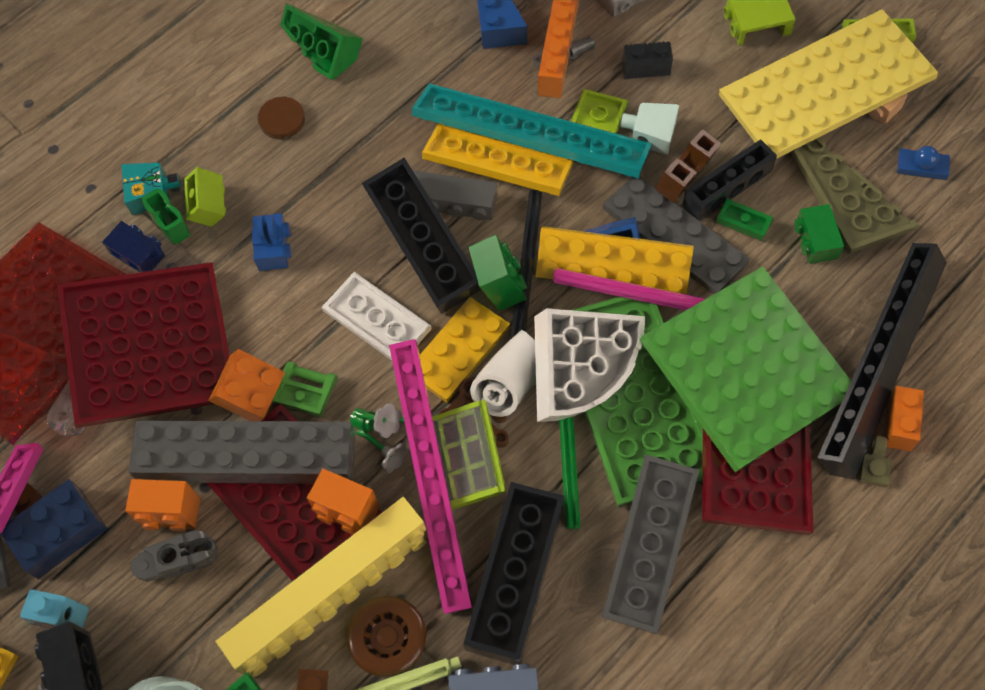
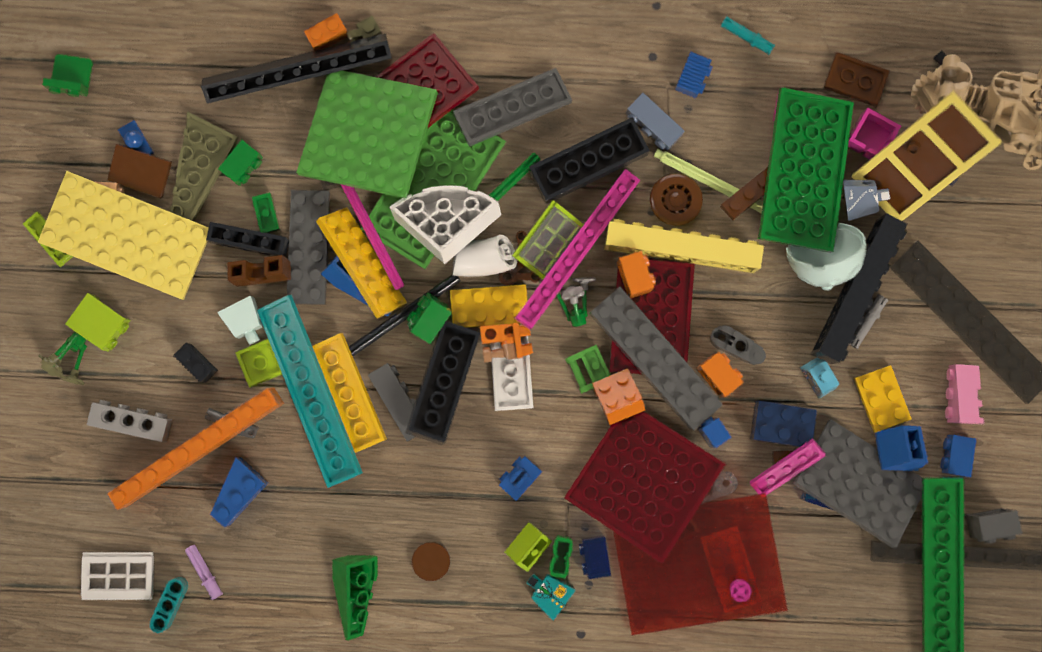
camera: 135 degrees left, 20 degrees up
(113, 445) = (714, 432): none -> blue brick
(395, 327) = (510, 340): none -> orange hips
(887, 143) = (139, 170): none -> reddish brown tile

